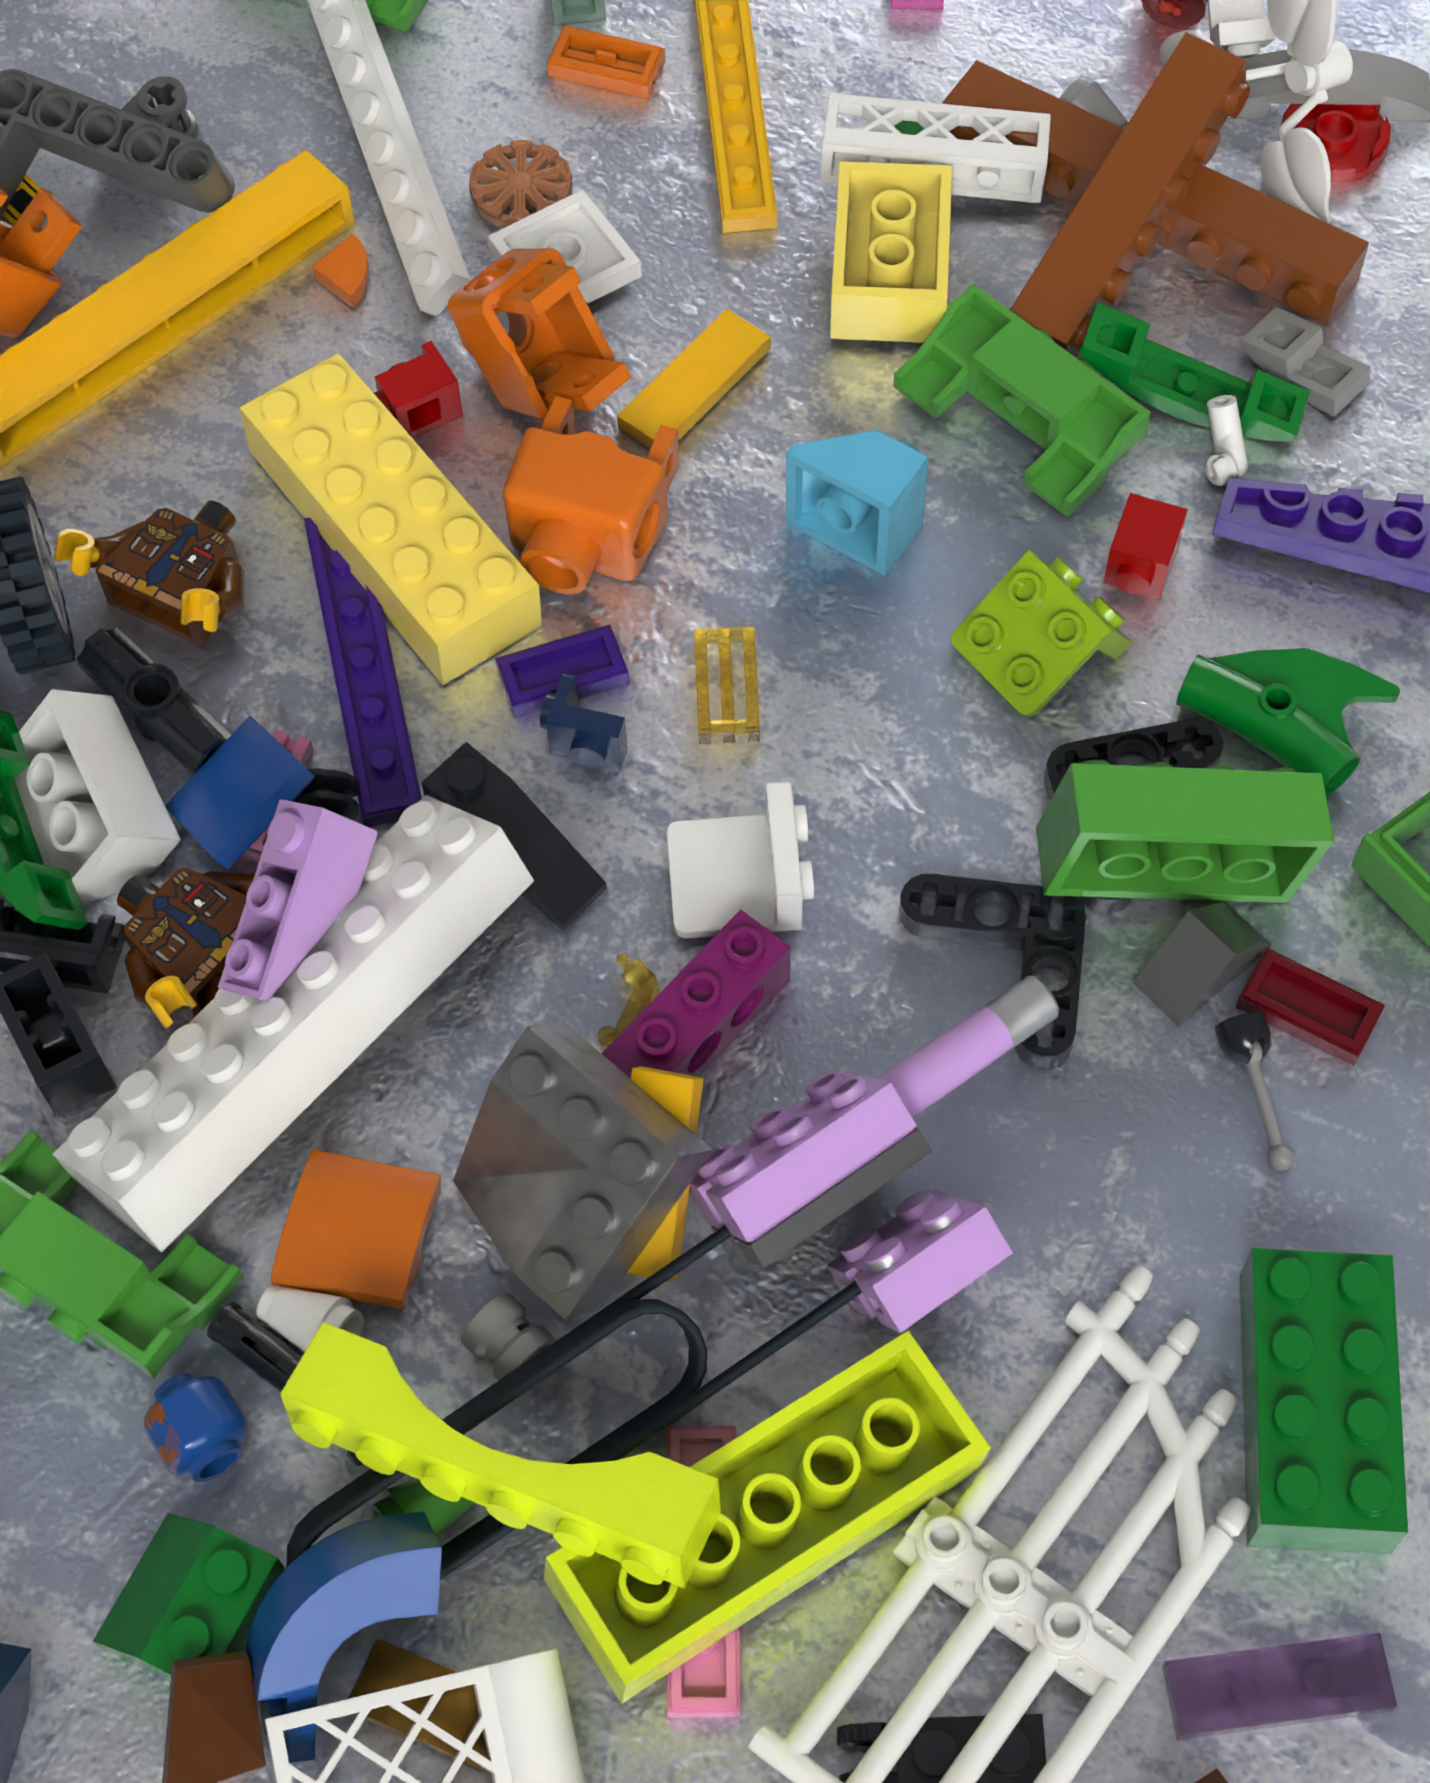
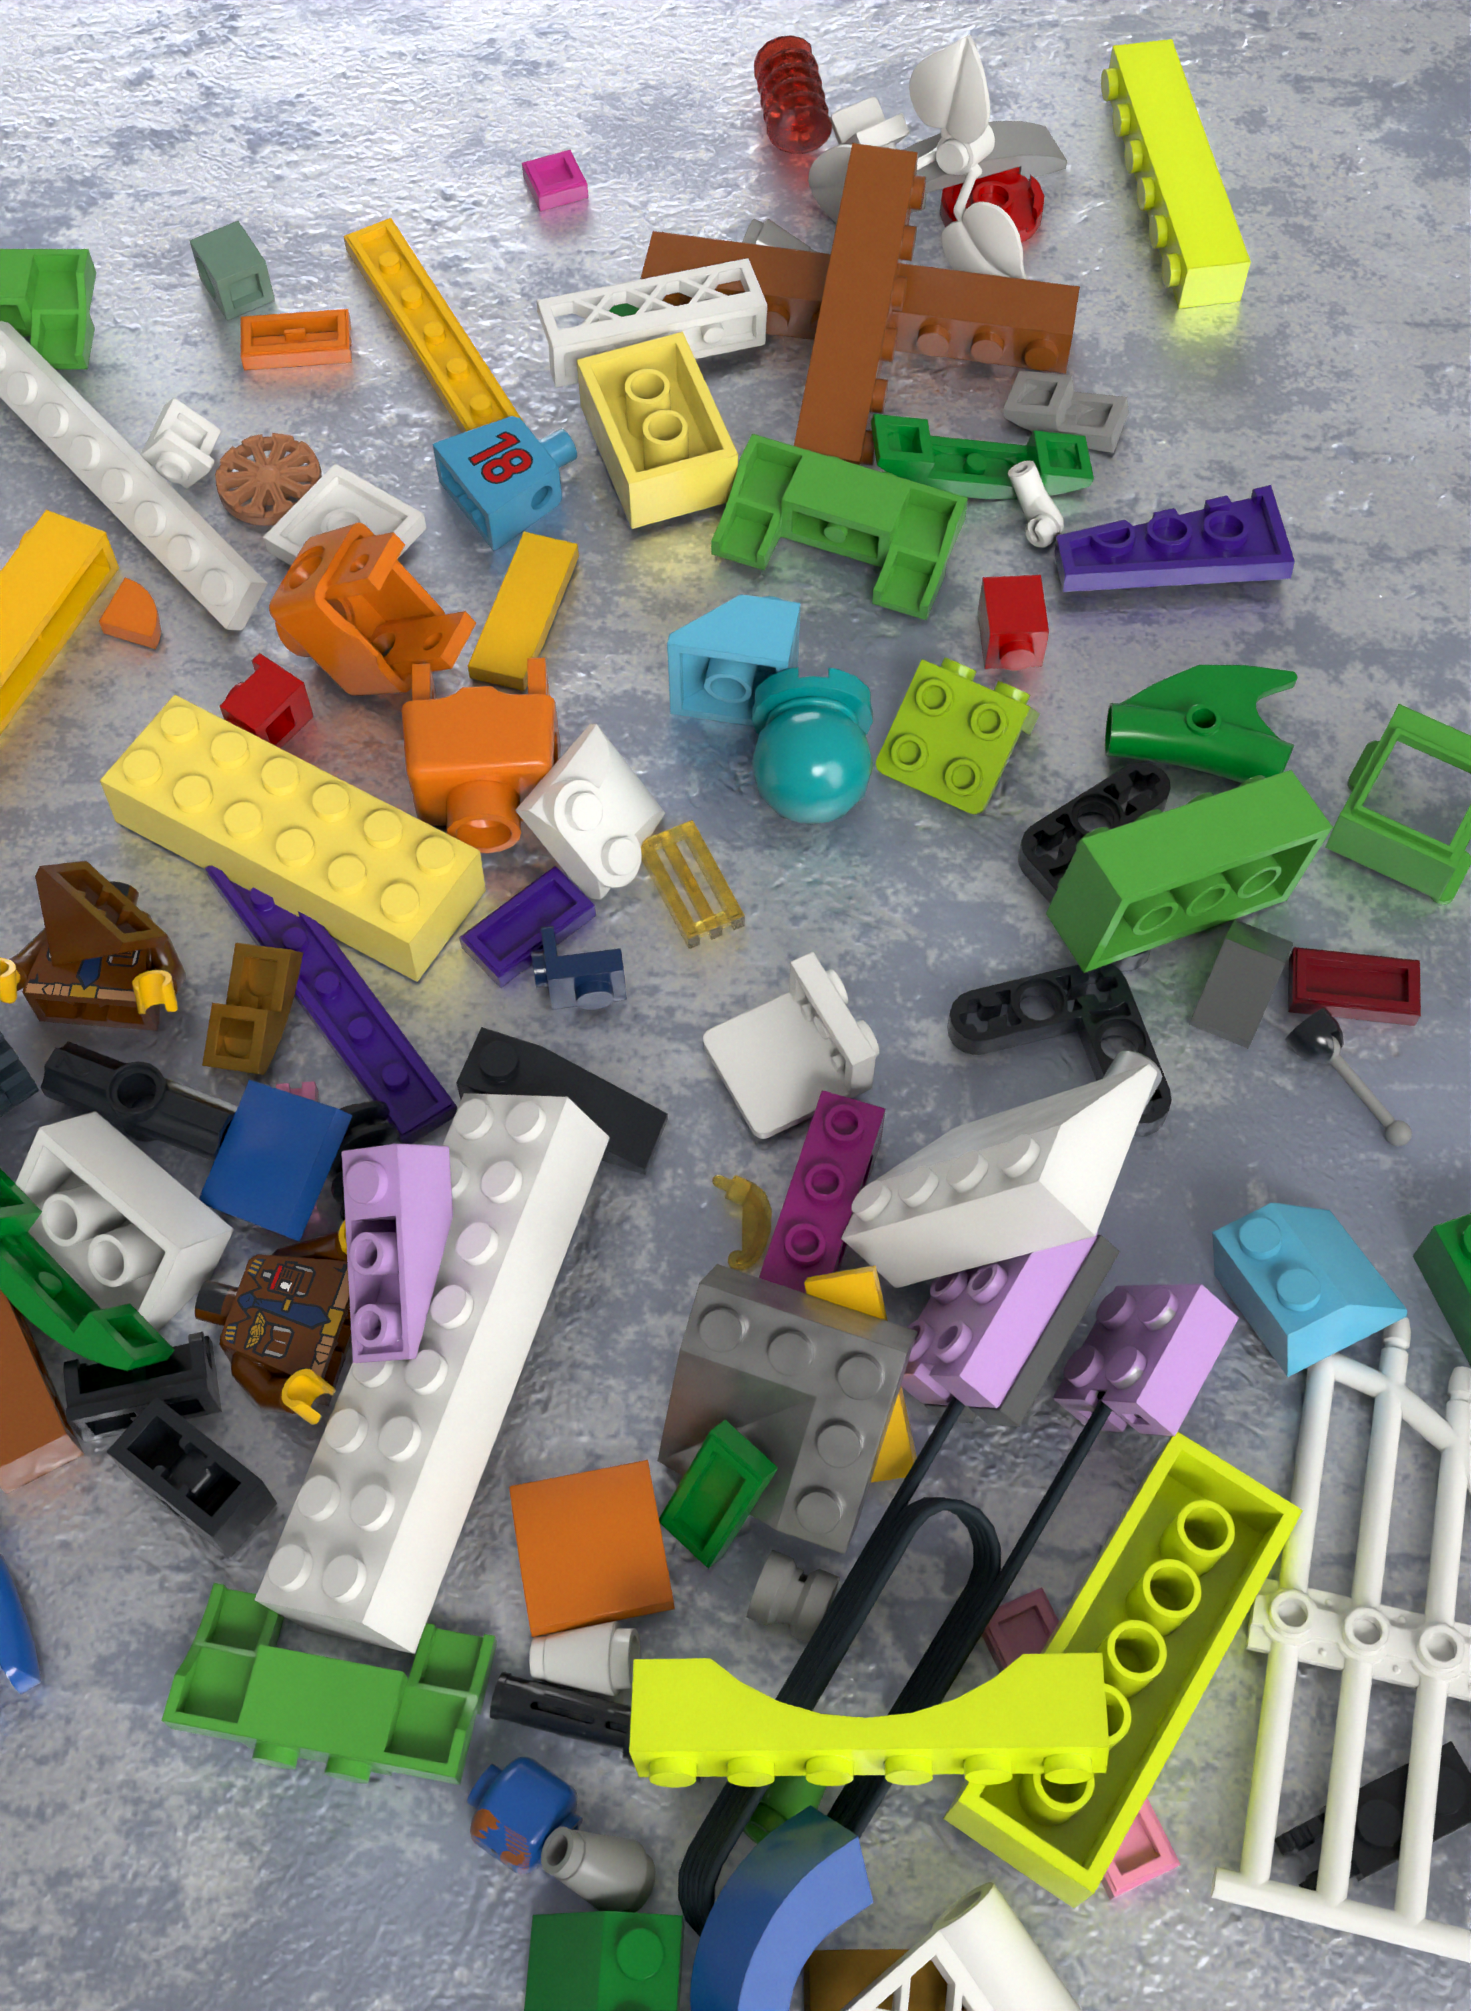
camera: 25 degrees left, 0 degrees up
(178, 522) = (89, 915): none -> reddish brown slope
(234, 1493) = (600, 1868): none -> light grey cone
(299, 647) = (256, 1009): none -> pearl gold slope
(454, 127) = (181, 444): none -> white bracket
(480, 1224) = (717, 1493): none -> green tile
(660, 587) = (593, 814): none -> white slope
(733, 250) = (503, 476): none -> dark azure torso
(843, 1050) = (1001, 1183): none -> white slope
(890, 594) = (812, 744): none -> teal tile
(1110, 1252) = (1302, 1283): none -> medium azure slope

